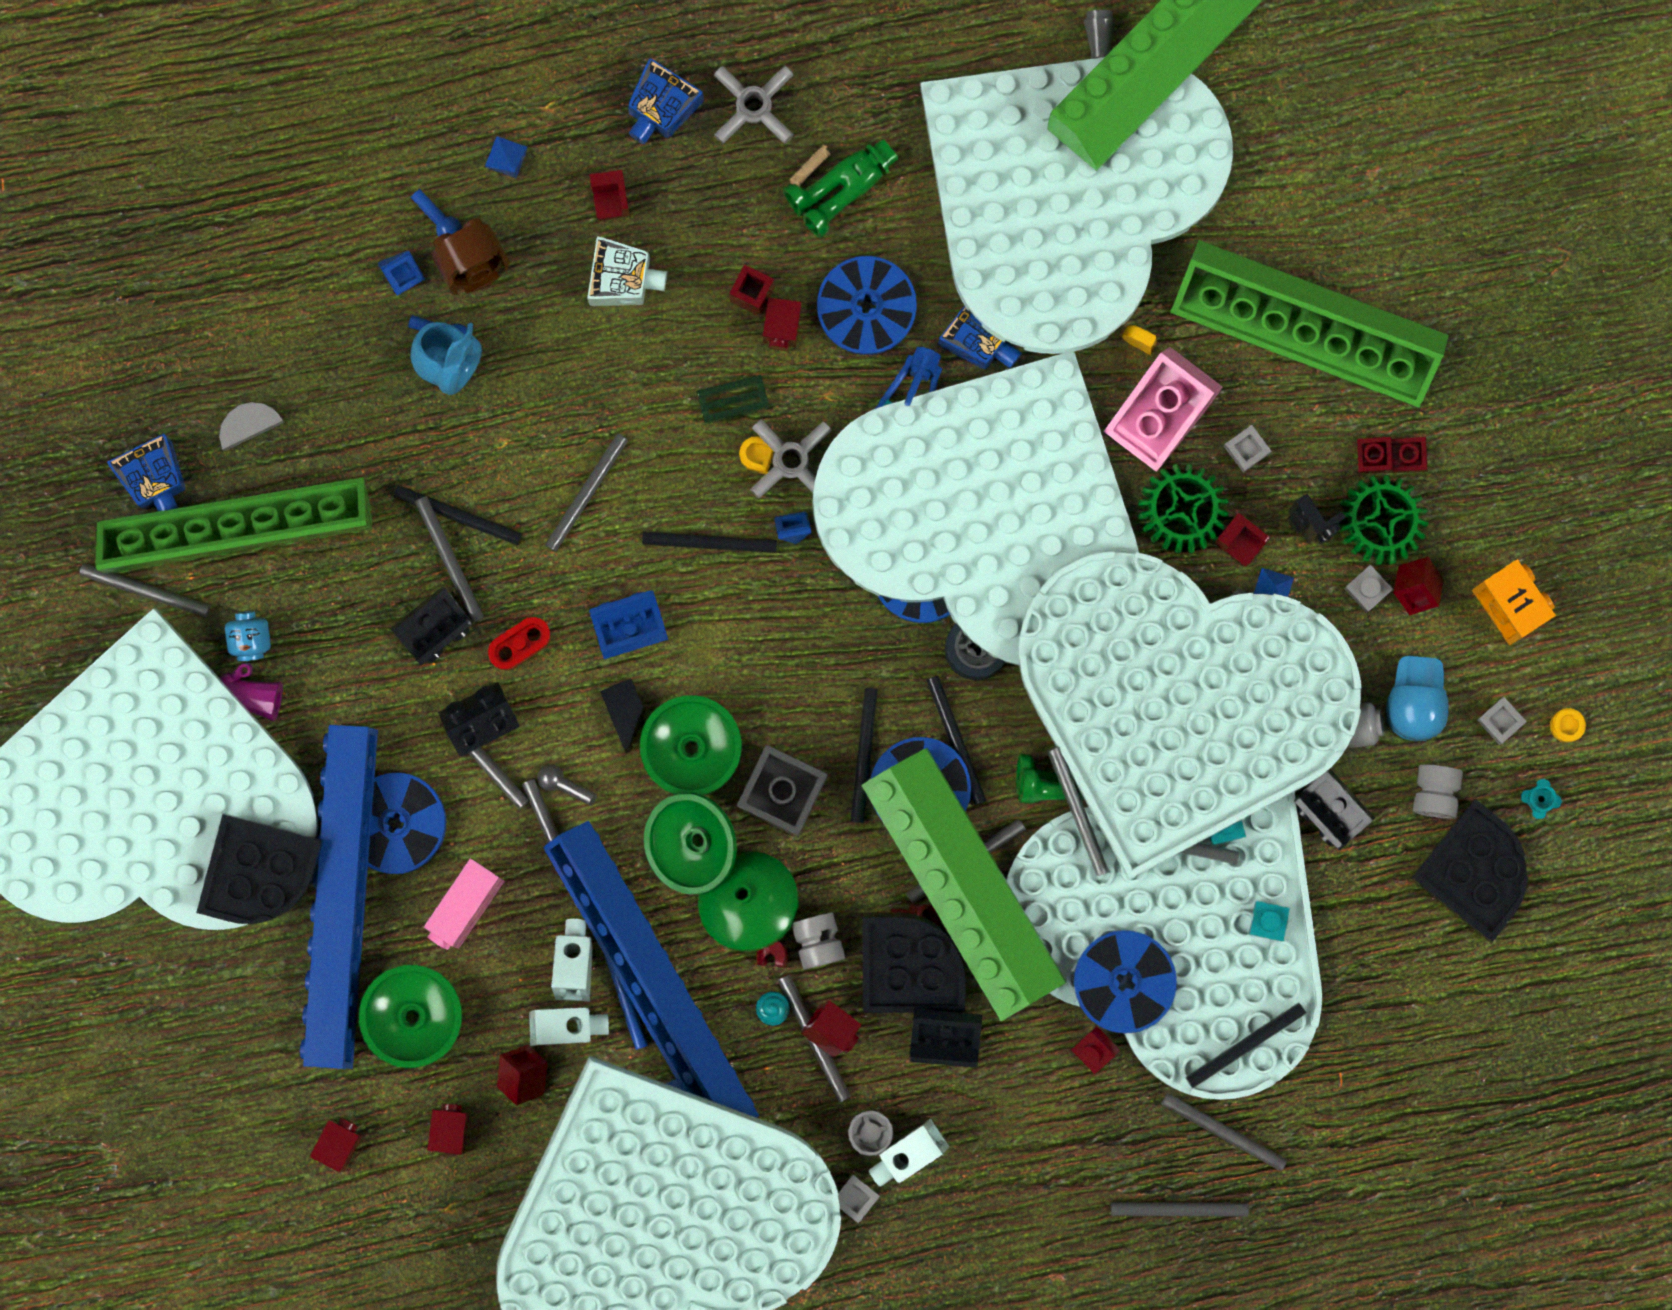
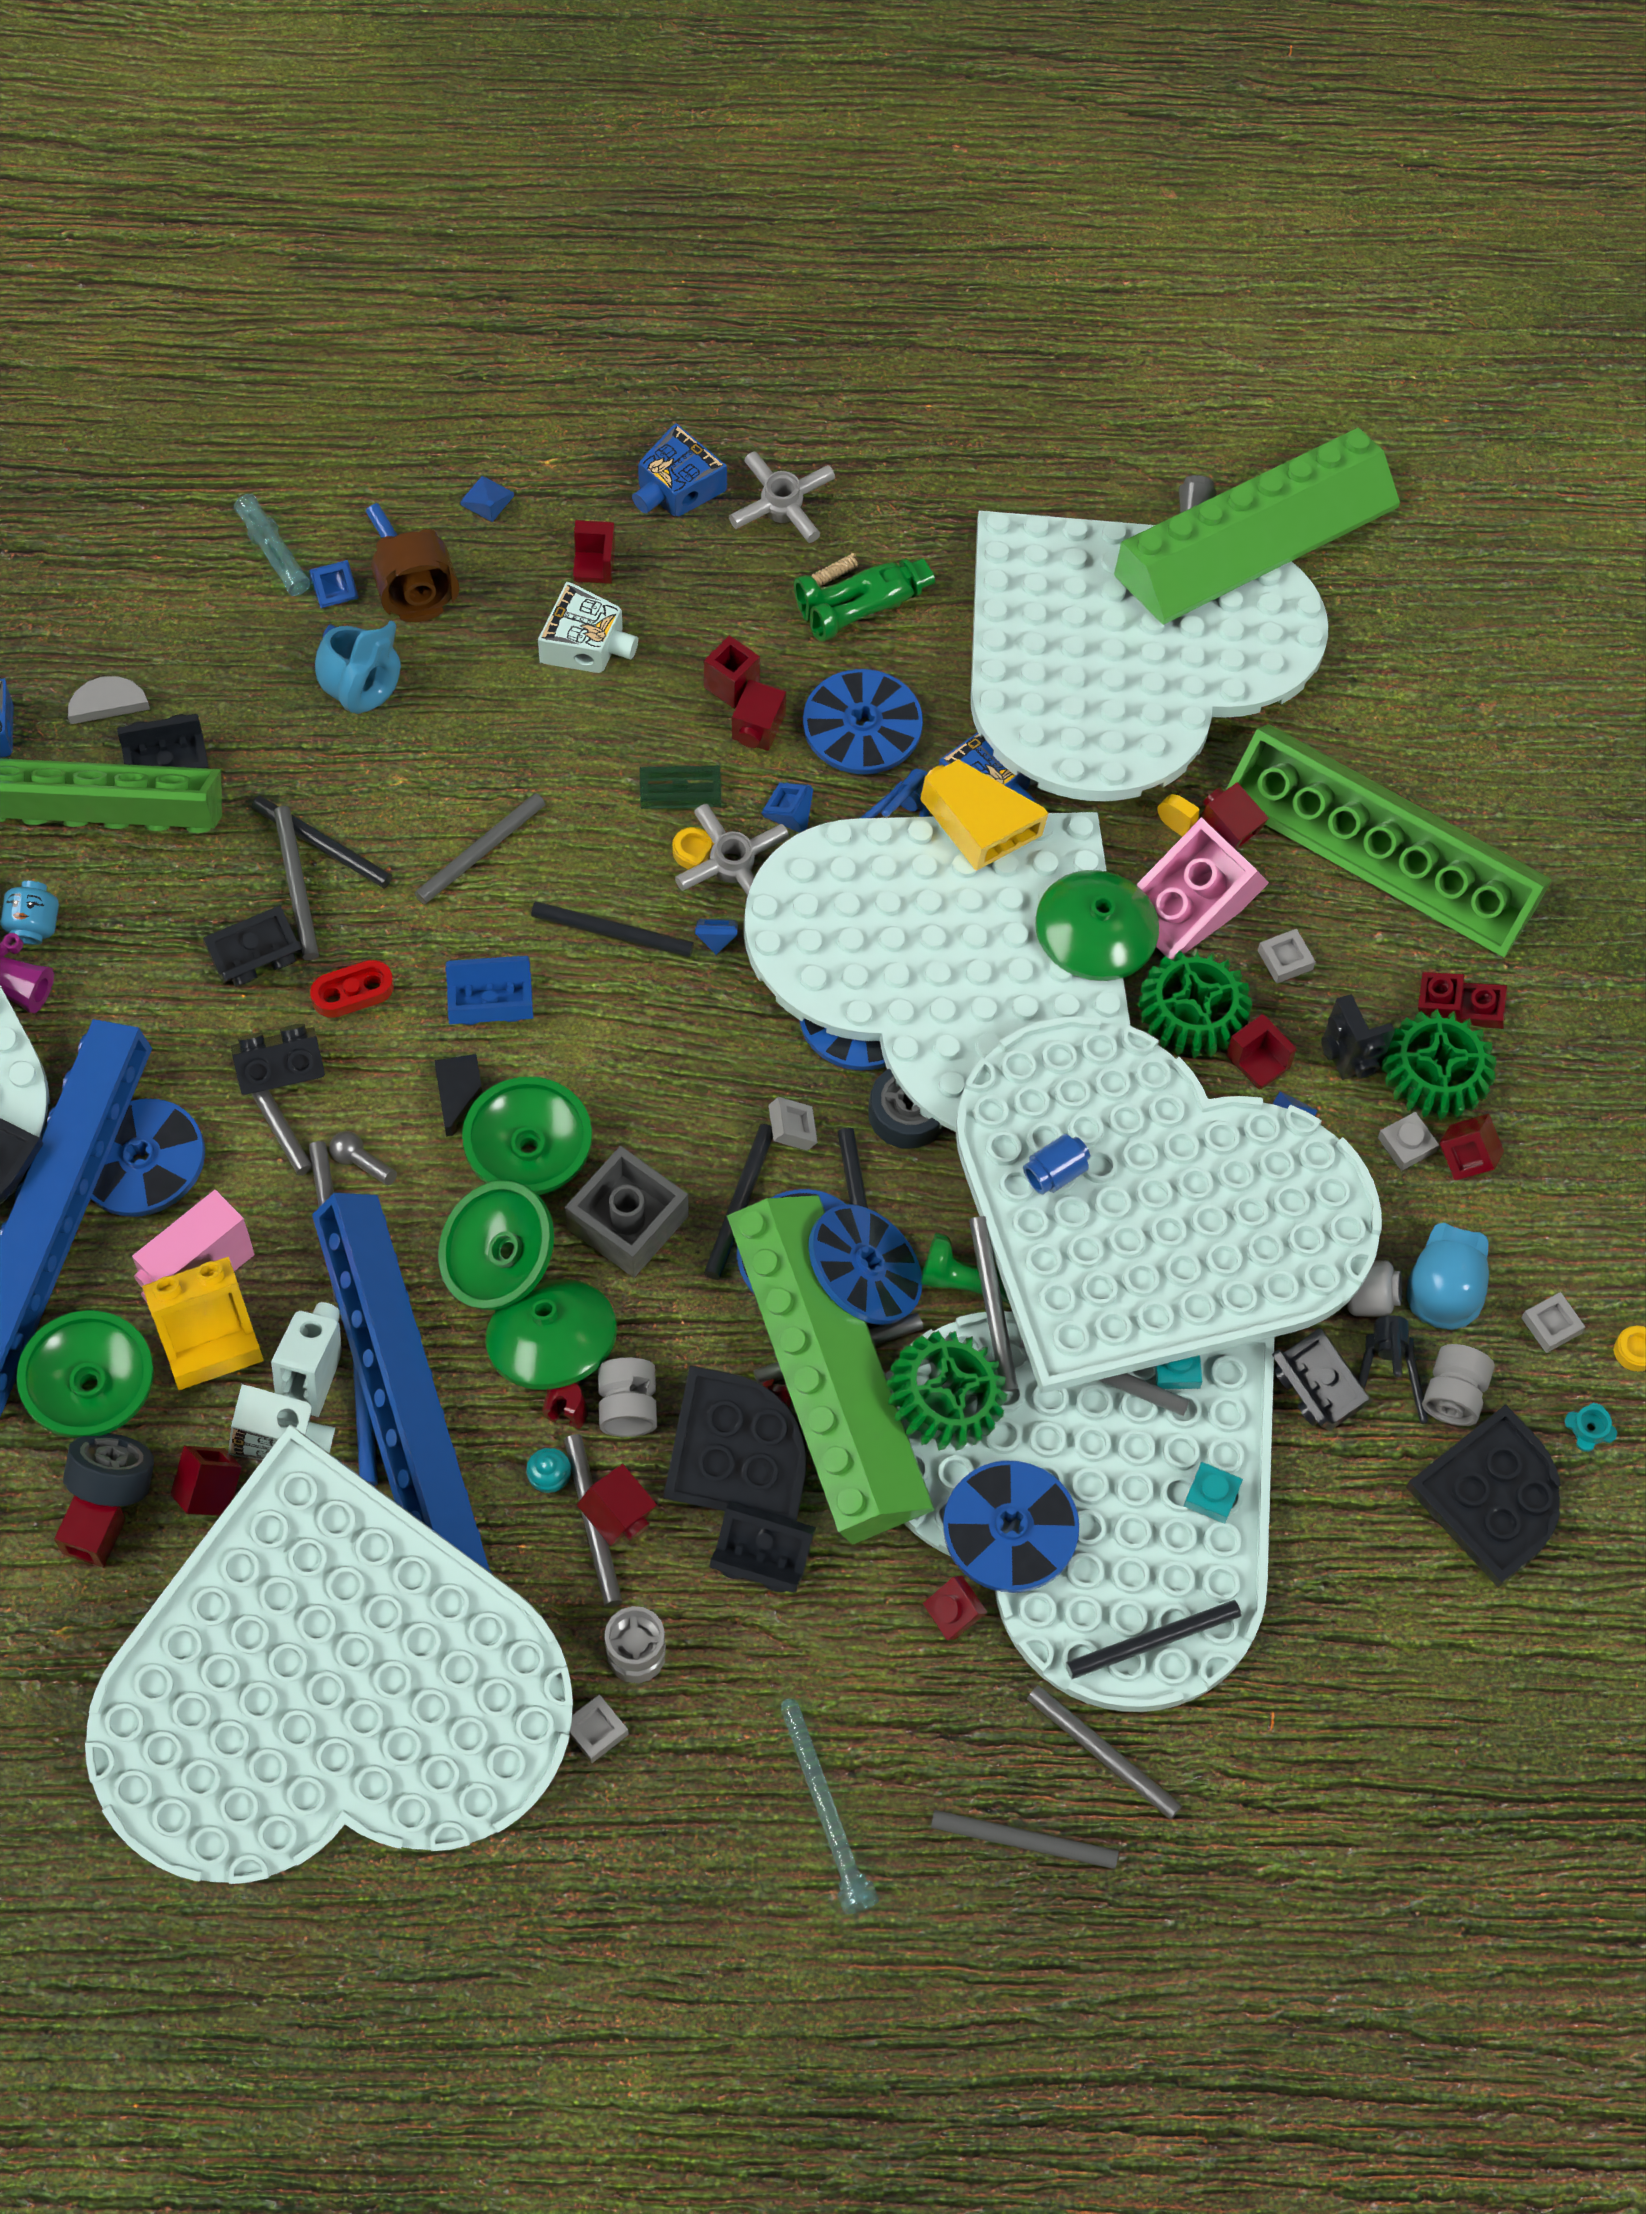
camera: 10 degrees right, 20 degrees down
(311, 464) = (165, 742): none -> black bracket
(331, 236) = (264, 532): none -> clear light blue pin
(450, 1087) = (108, 1469): none -> black wheel
(489, 960) = (203, 1323): none -> yellow panel
(824, 397) = (790, 806): none -> blue slope
(891, 684) = (793, 1123): none -> light grey plate
(920, 1147) = (697, 1679): light aqua torso -> none
(960, 813) = (865, 1264): none -> blue piece
(982, 385) = (981, 813): none -> yellow slope
(1063, 902) = (959, 1372): none -> green gear
(1067, 1274) = (855, 1891): none -> clear light blue piece
(1078, 475) = (1095, 942): none -> green dish
(1106, 694) = (1057, 1164): none -> blue brick
(1183, 333) = (1233, 815): none -> dark red brick
(1383, 764) = (1393, 1343): none -> black plant
(1514, 601) = (1590, 1180): light orange brick -> none

